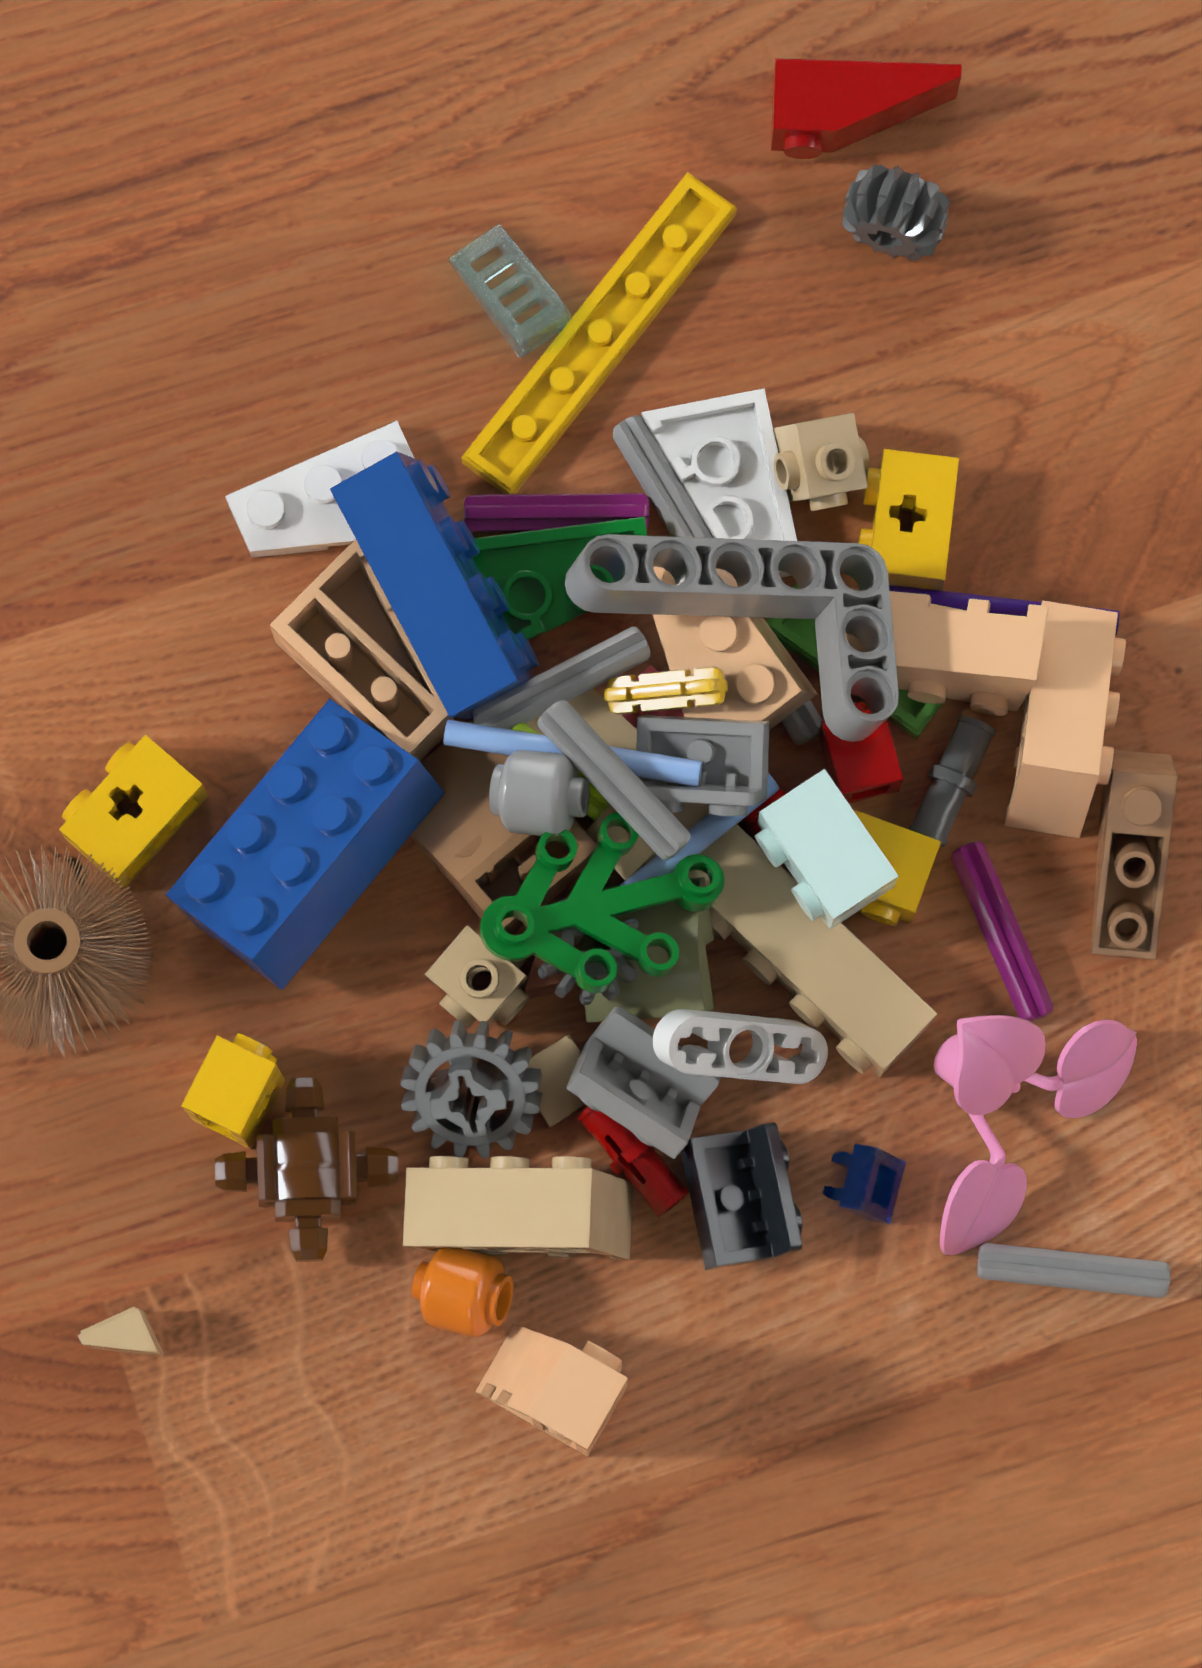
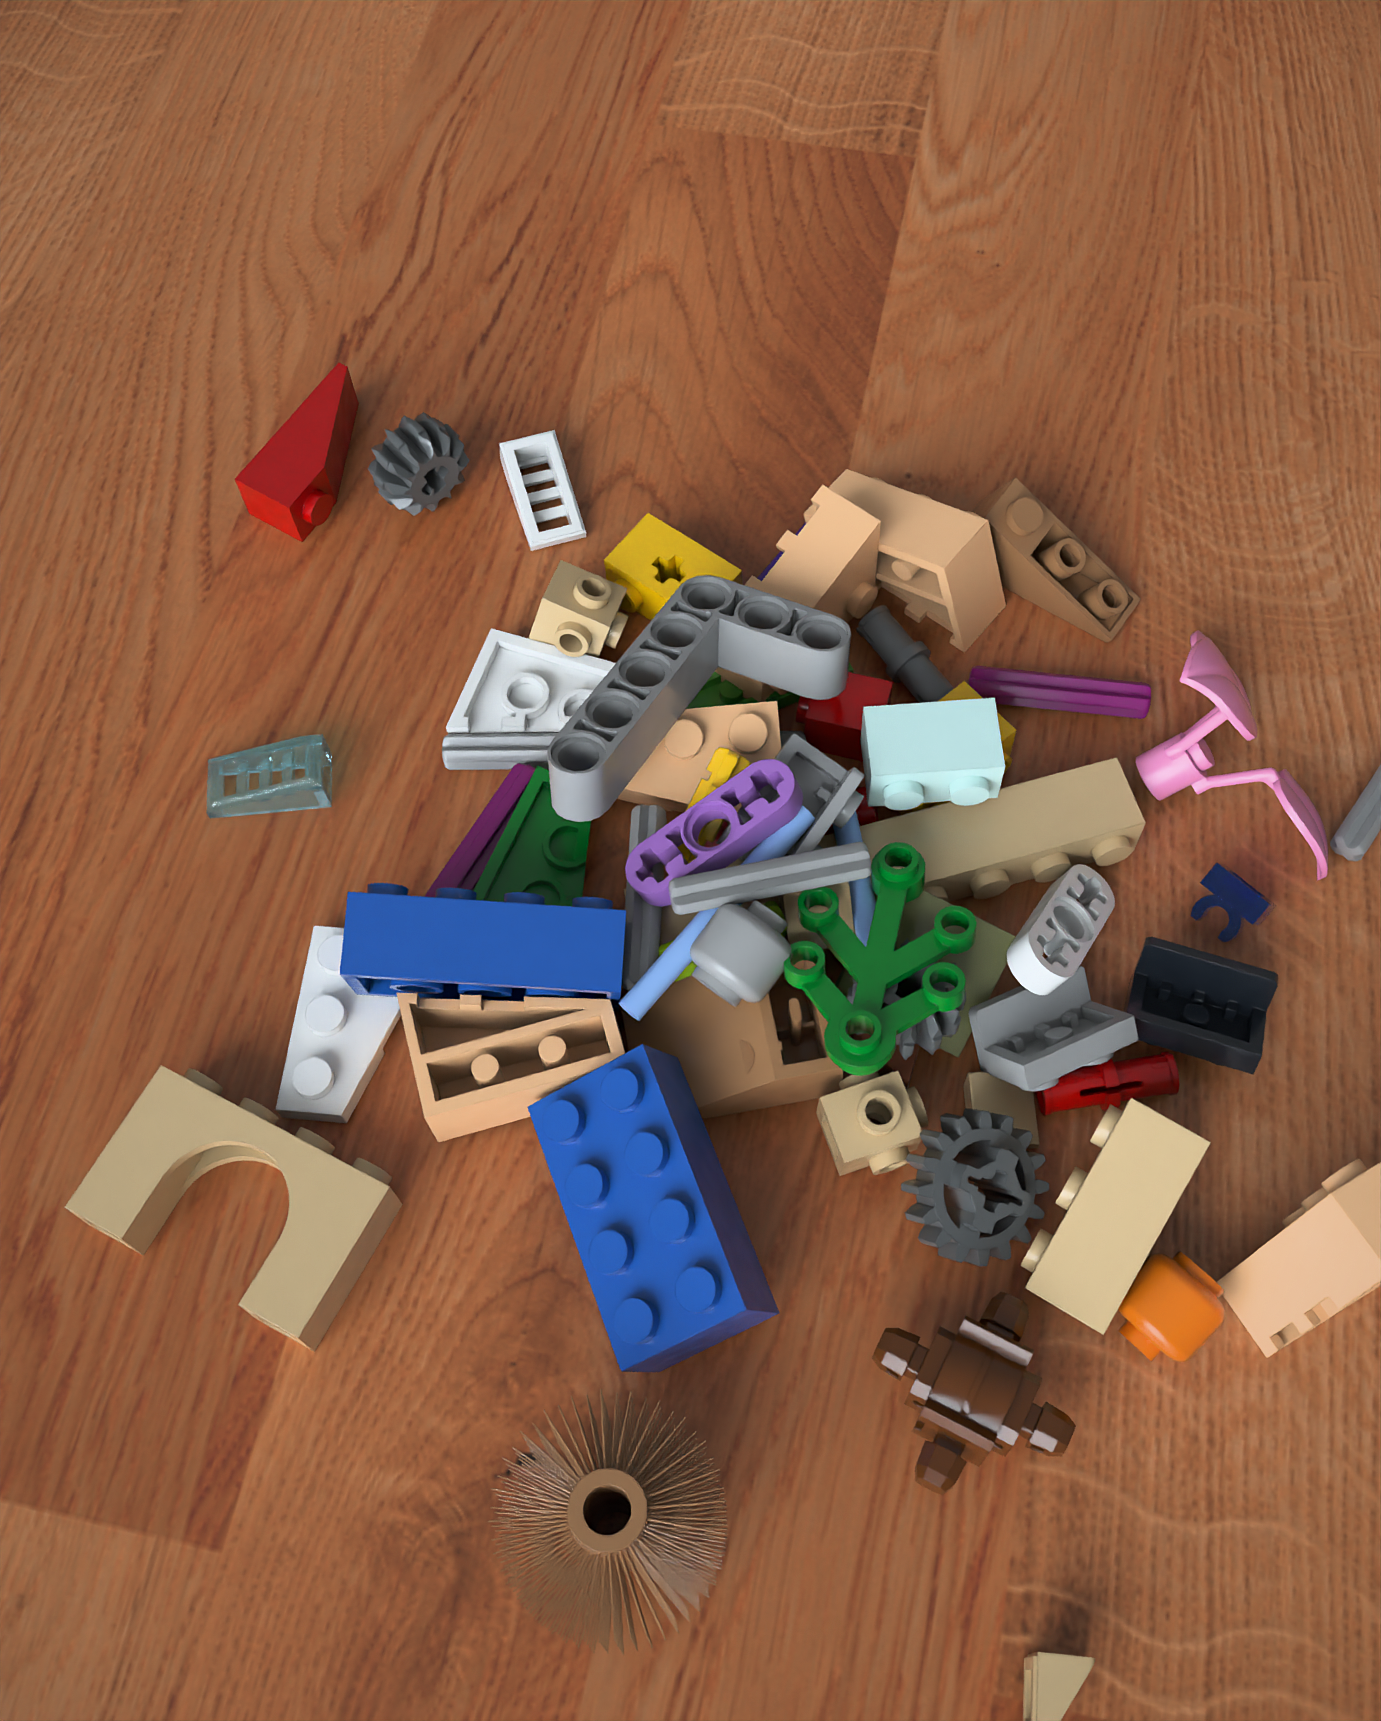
camera: 55 degrees left, 15 degrees down
(128, 843) = (502, 1321): yellow brick -> none
(172, 595) = (186, 1130): none -> tan arch
(235, 1089) = (859, 1412): yellow brick -> none
(599, 335) = (359, 738): yellow tile -> none
(619, 685) = (719, 804): none -> medium lavender beam
(984, 303) = (532, 452): none -> white slope

